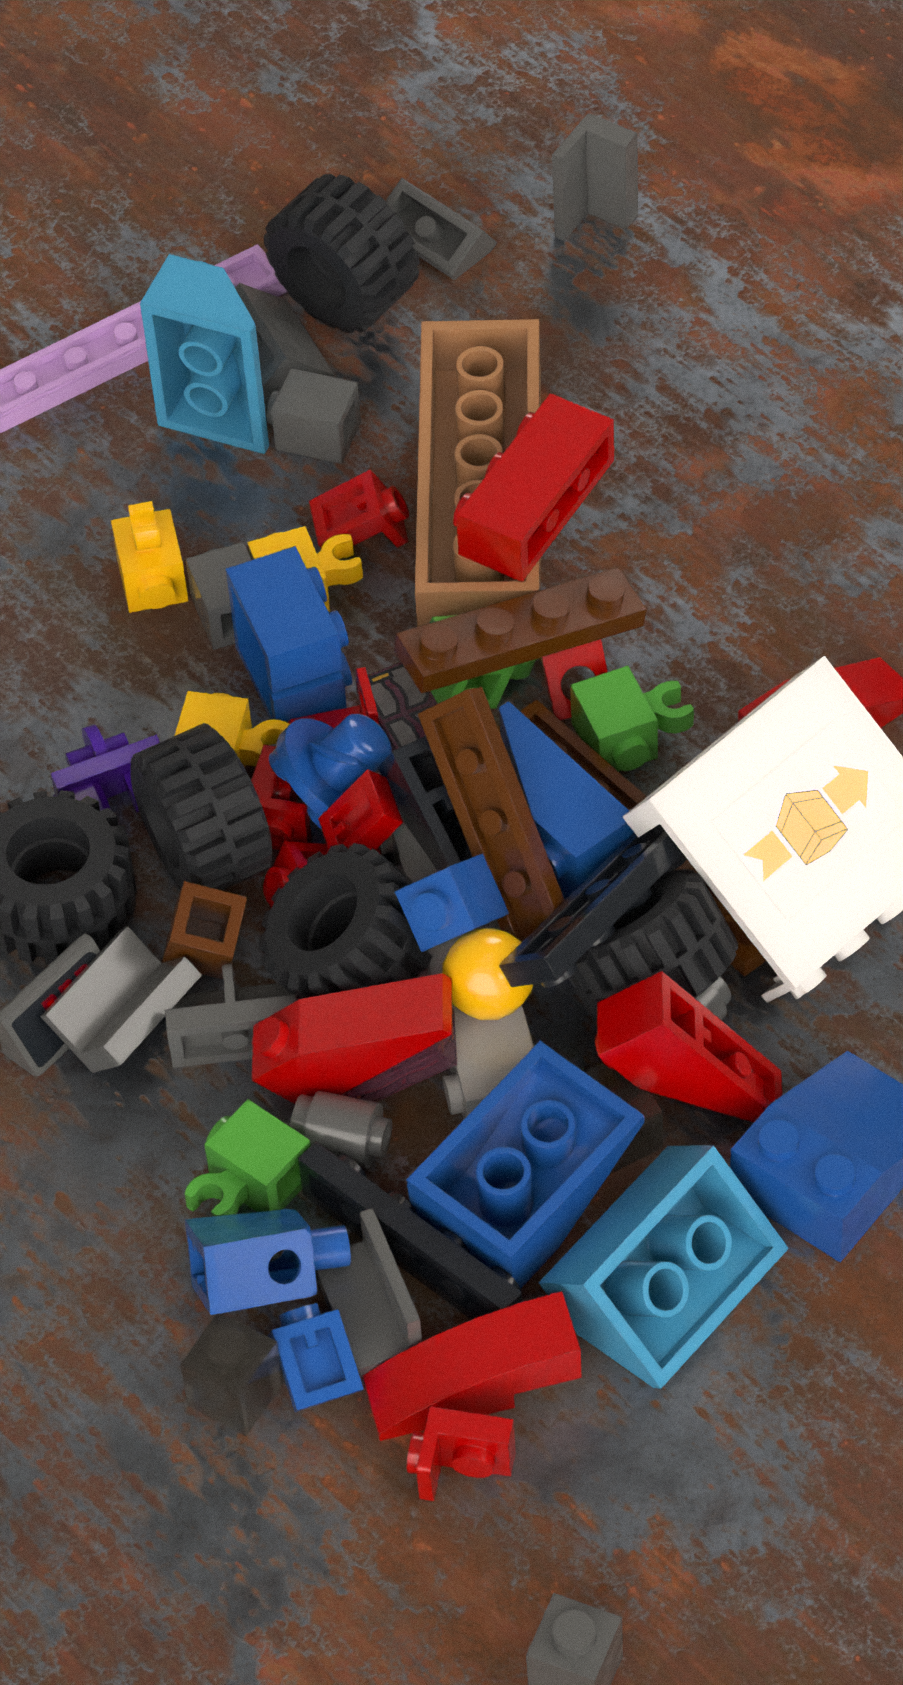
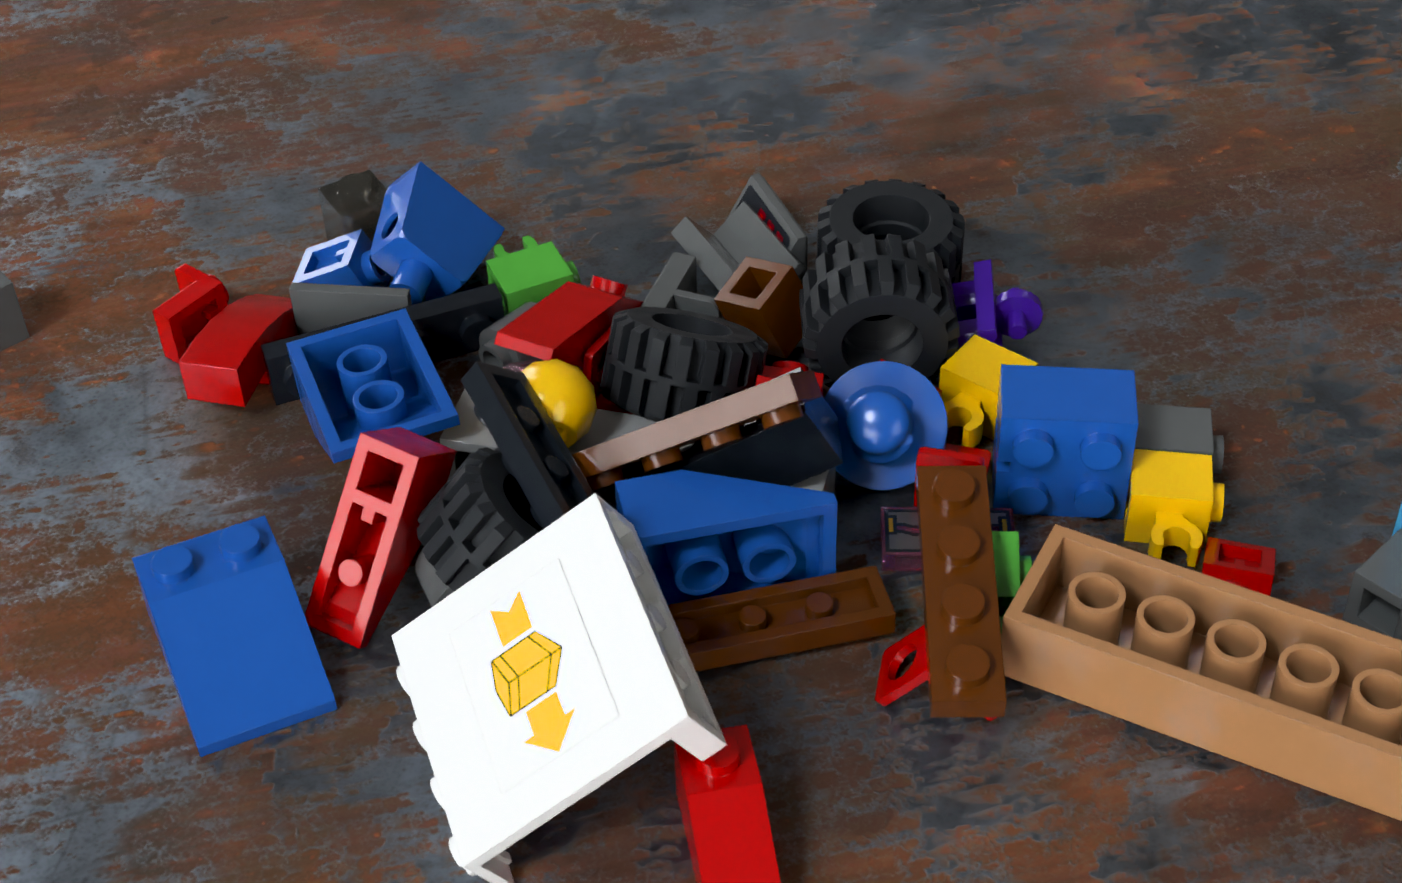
camera: 115 degrees right, 10 degrees down
(149, 558) = (1247, 406): yellow brick -> none
(451, 902) = (629, 387): blue brick -> none
(534, 487) = (1133, 635): red brick -> none
(624, 721) = (830, 673): bright green brick -> none
(666, 1263) = (232, 461): dark azure slope -> none

